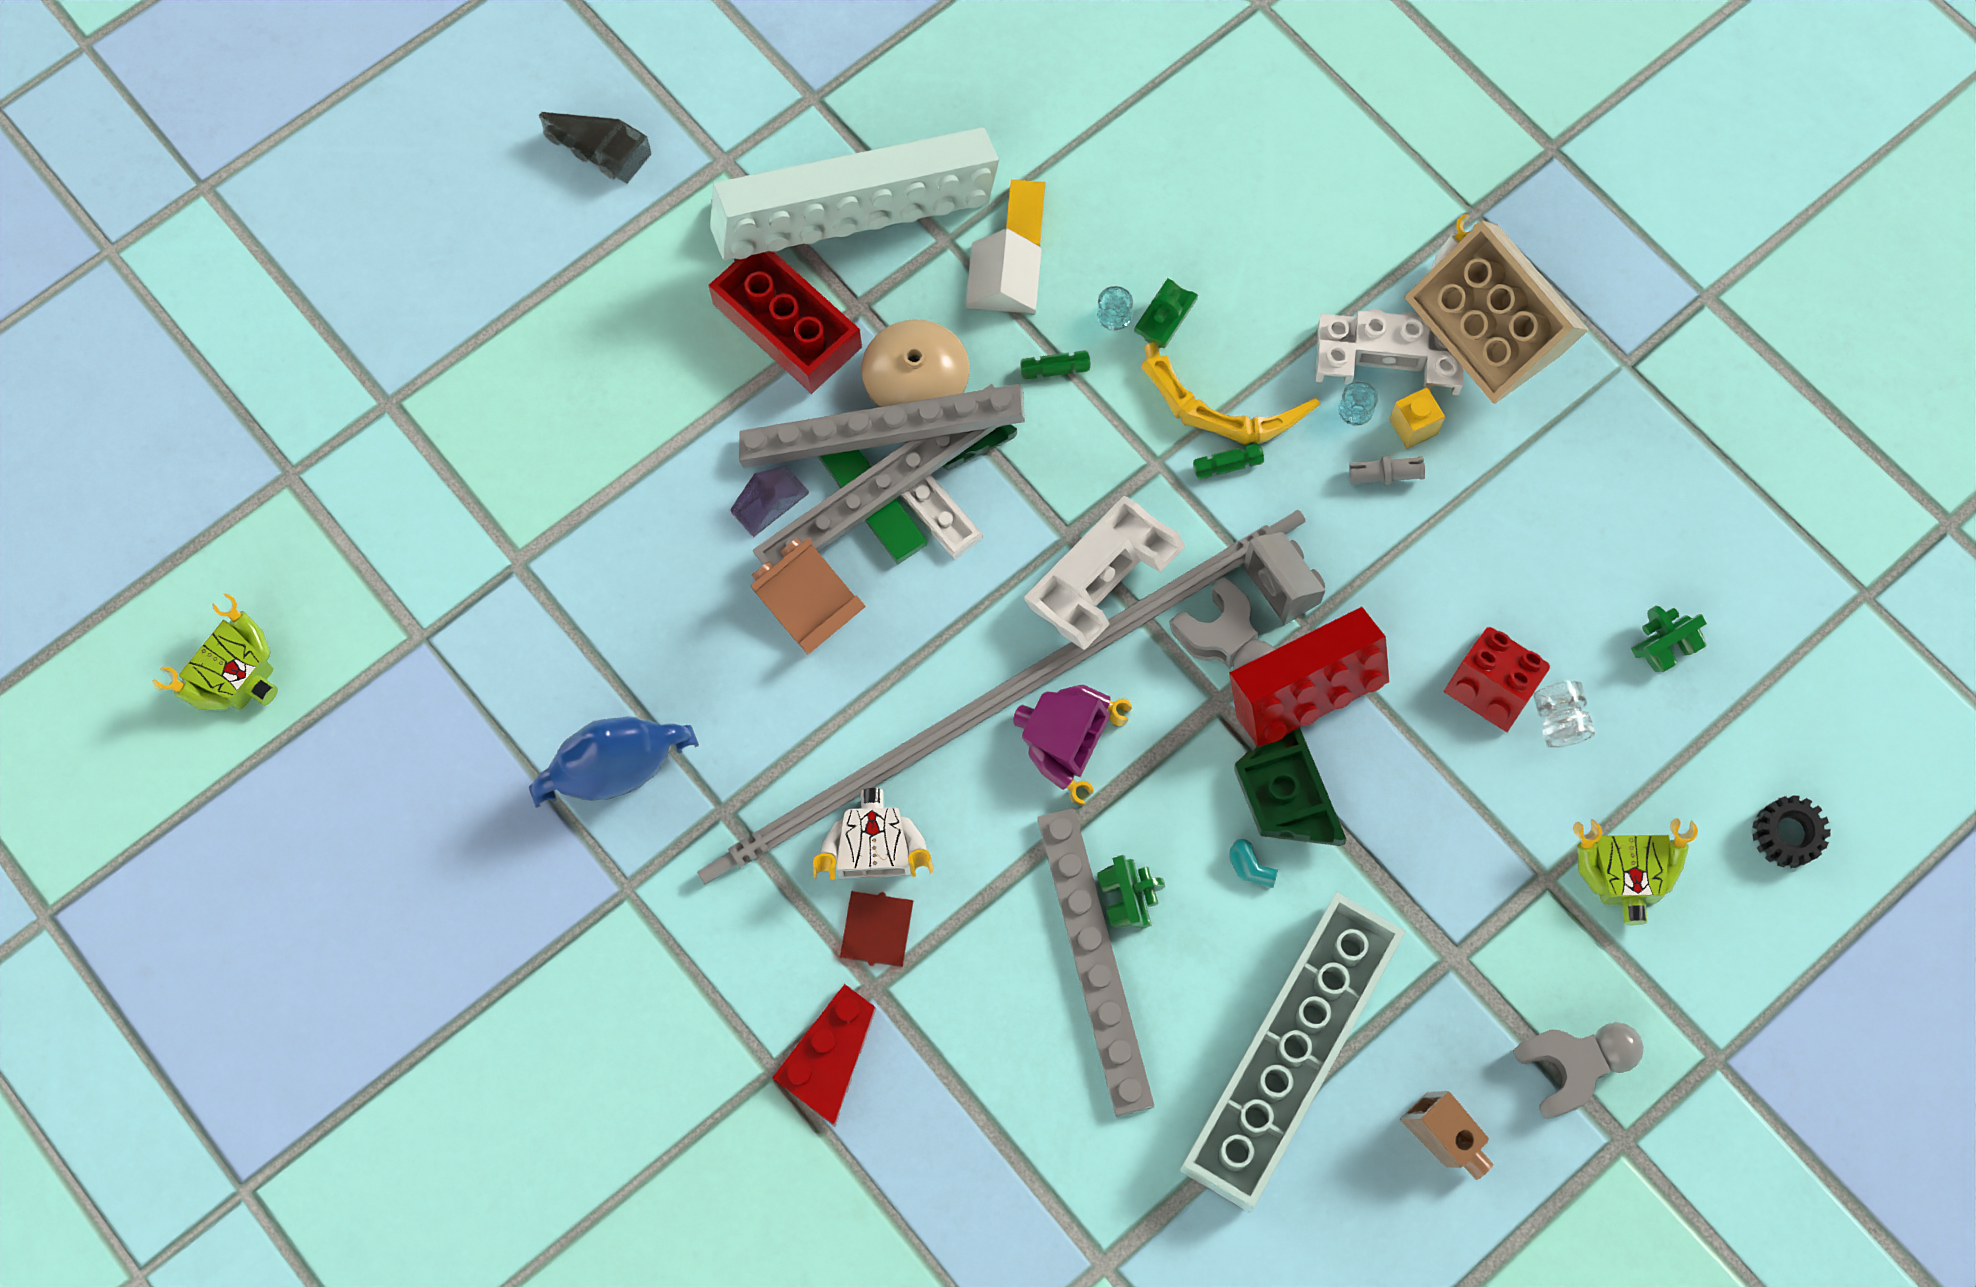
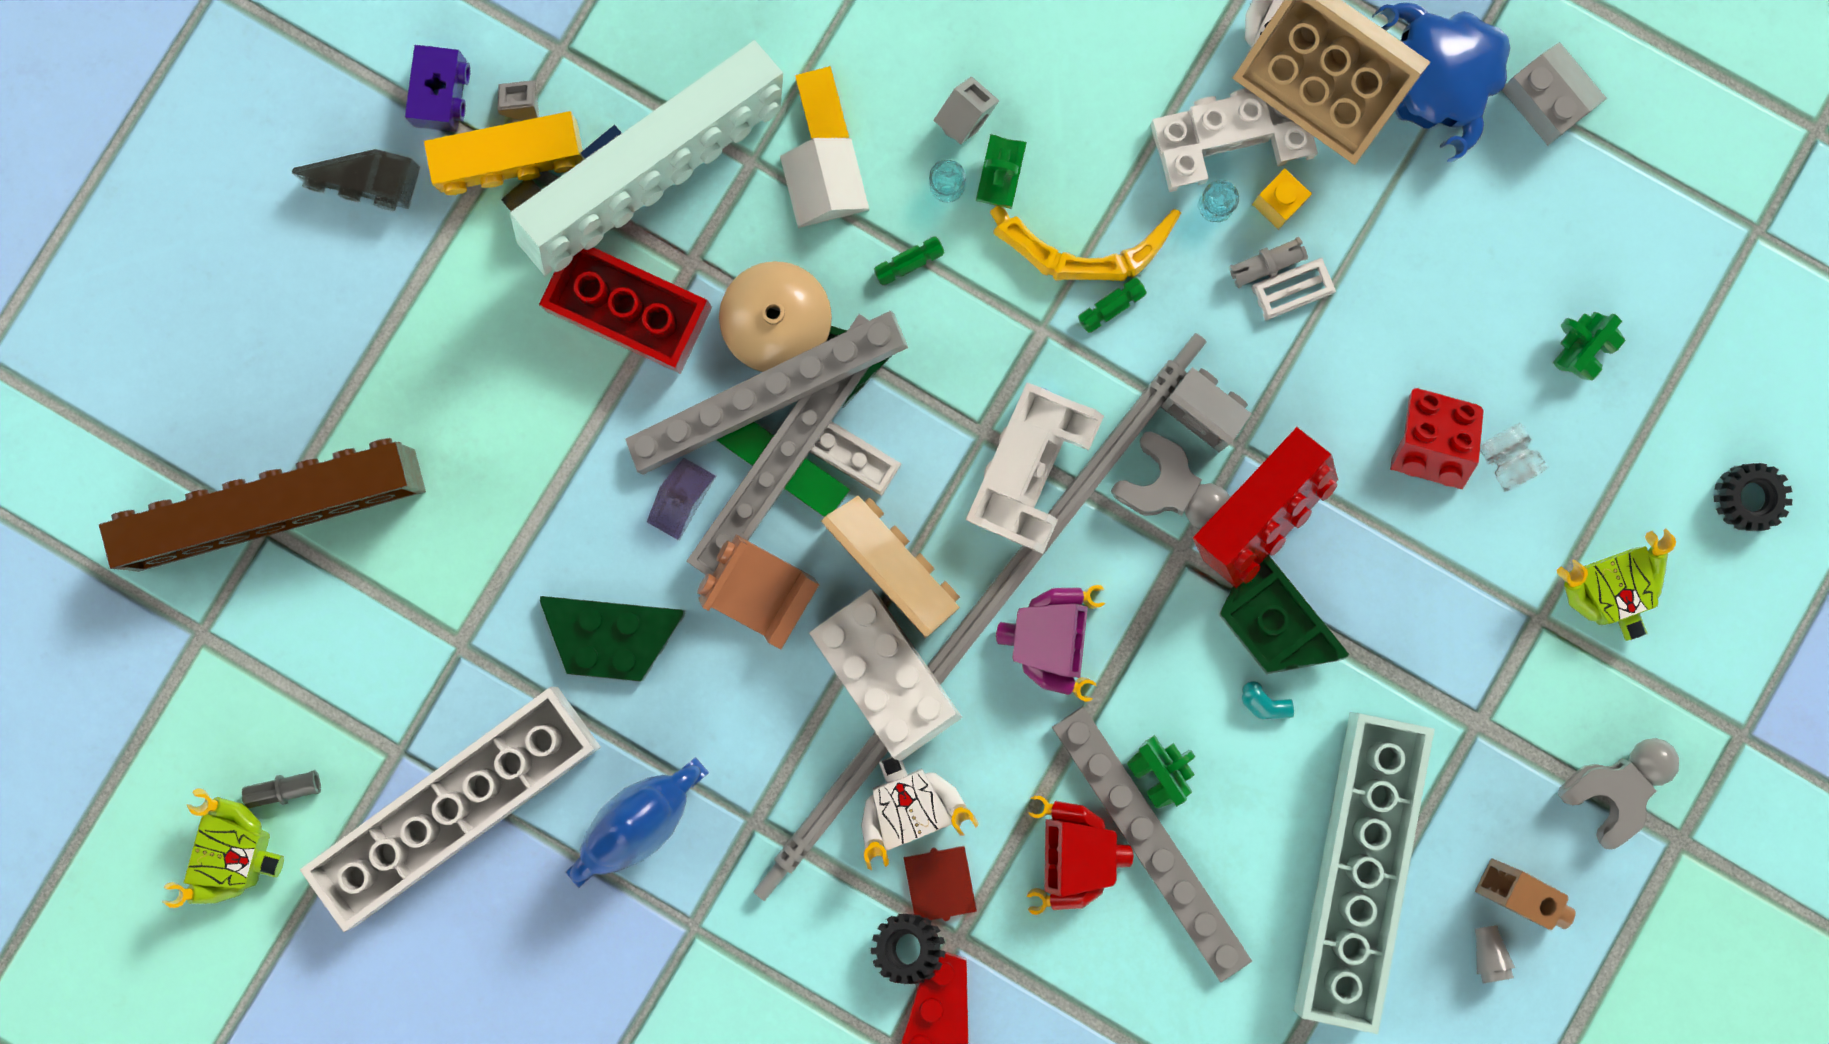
camera: 15 degrees left, 15 degrees up
(301, 630) = (281, 789): none -> dark grey axle
(394, 377) = (261, 506): none -> reddish brown brick
(447, 694) = (450, 808): none -> white brick
(656, 598) = (608, 637): none -> dark green wing
(692, 92) = (428, 71): none -> dark purple brick
(721, 155) = (504, 153): none -> yellow brick
(760, 127) = (518, 100): none -> light grey slope
(809, 959) = (929, 949): none -> black tyre
(896, 709) = (885, 675): none -> white brick
(939, 614) = (891, 565): none -> tan slope
(1018, 942) = (1078, 857): none -> red torso
(1152, 252) = (966, 110): none -> light grey brick
(1396, 1184) = (1492, 956): none -> light grey cone
(1401, 516) = (1263, 300): none -> white tile
(1611, 361) = (1463, 70): none -> blue piece
(1702, 409) = (1553, 93): none -> light grey slope

